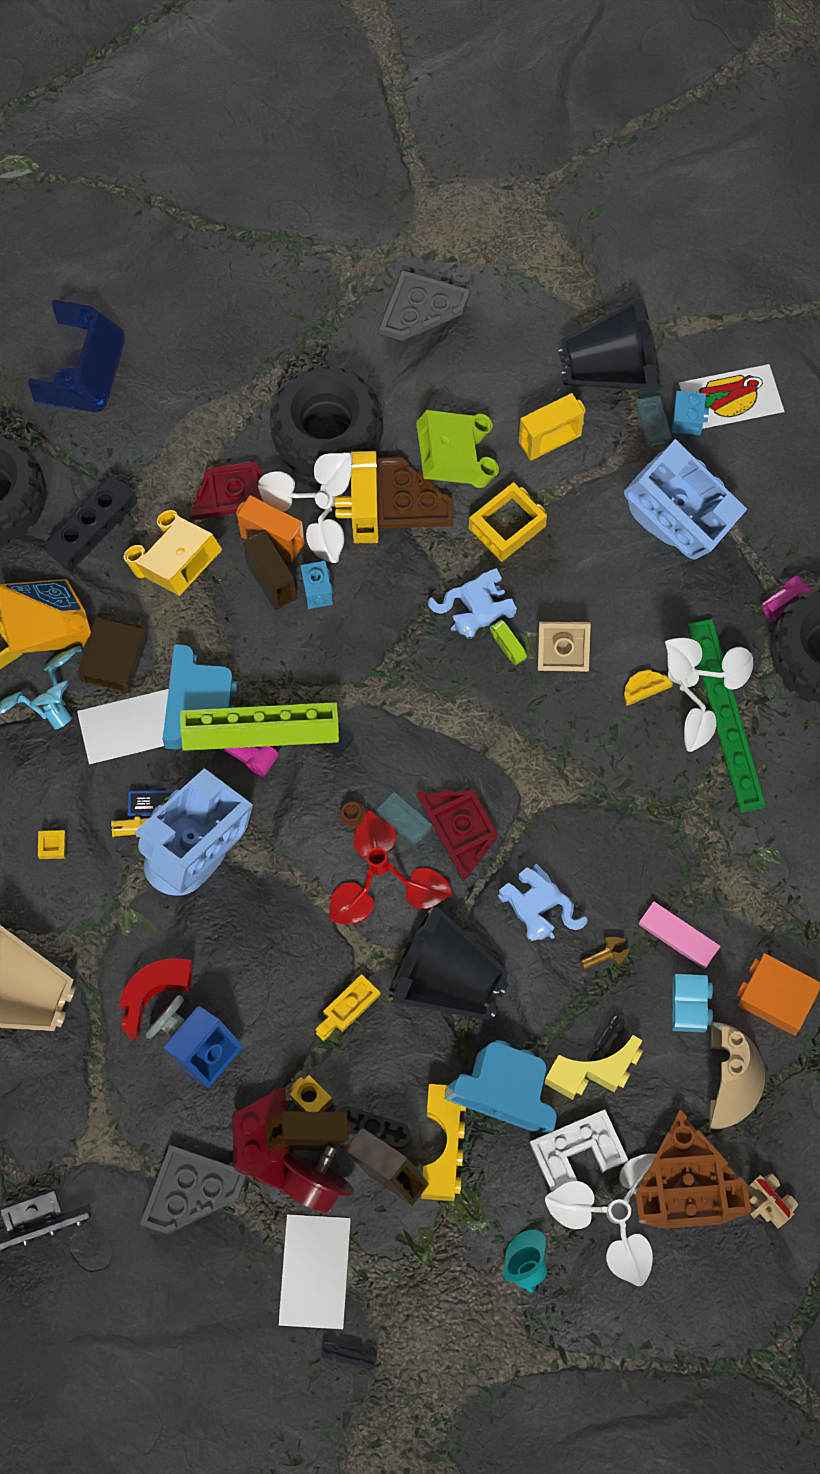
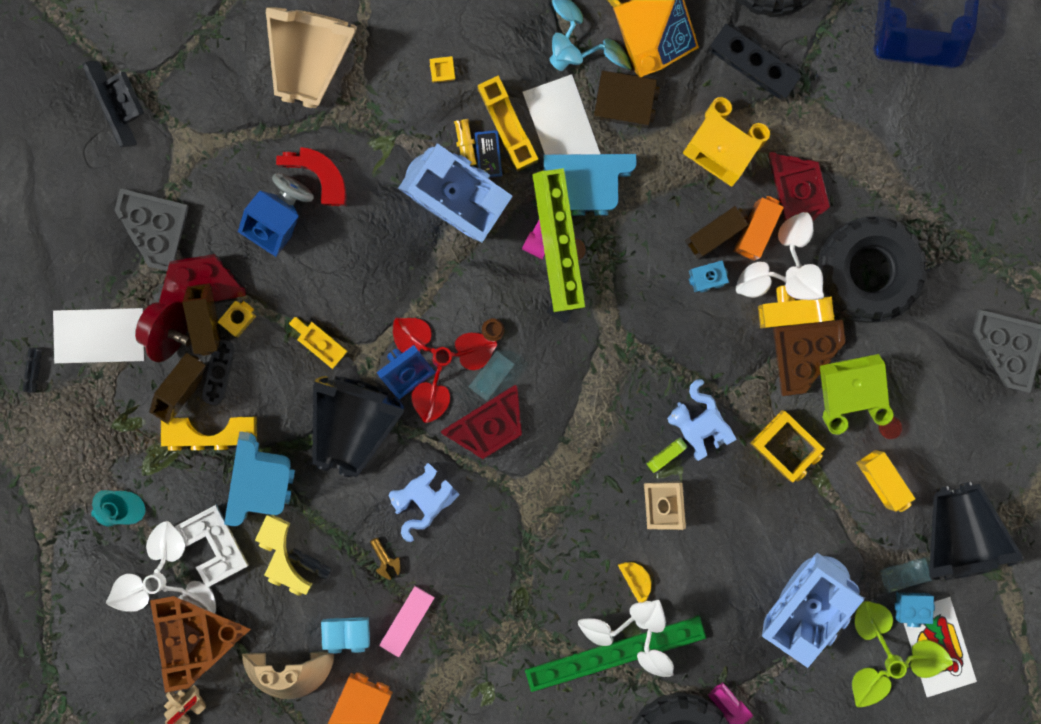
camera: 90 degrees right, 20 degrees up
(103, 785) = (507, 123): none -> yellow arch
(389, 908) = (405, 371): none -> blue tile
(499, 423) = (892, 429): none -> clear red plate
(747, 408) = (926, 662): none -> lime plant

